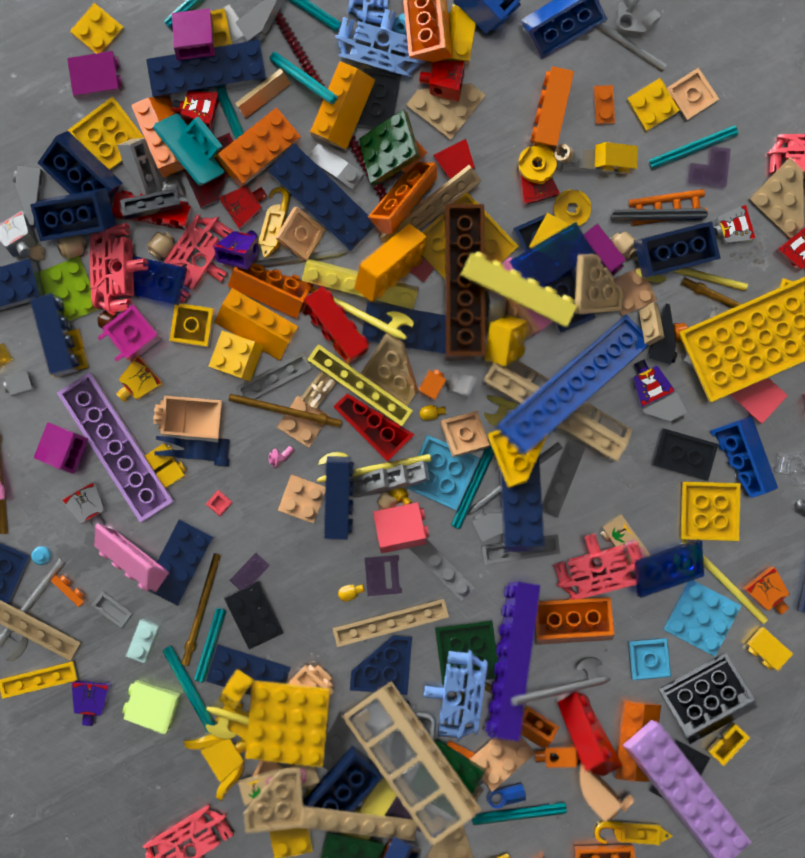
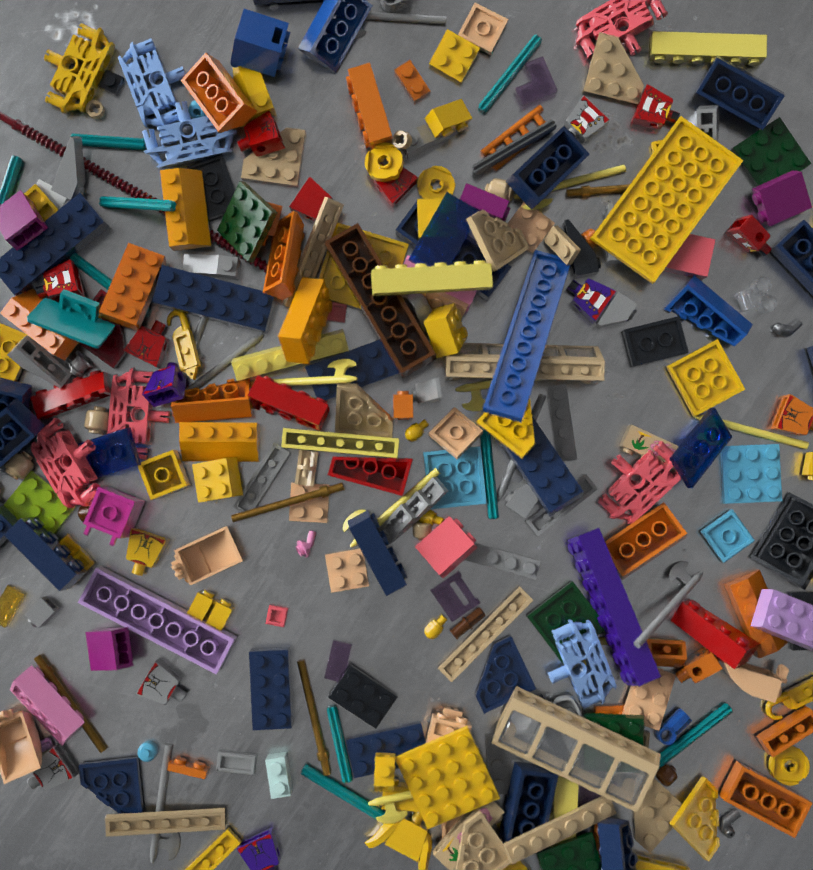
camera: 30 degrees left, 0 degrees up
(129, 558) = (225, 711): bright pink slope -> none
(150, 204) = (65, 389): black plate -> none
(151, 706) = (319, 829): yellowish green slope -> none
(198, 449) = (231, 580): dark blue flag -> none
(262, 93) = (110, 238): tan tile -> none
(300, 233) = (212, 341): light nougat plate -> none
(380, 604) = (467, 623): none -> reddish brown axle
(477, 834) = (666, 775): none -> reddish brown piece

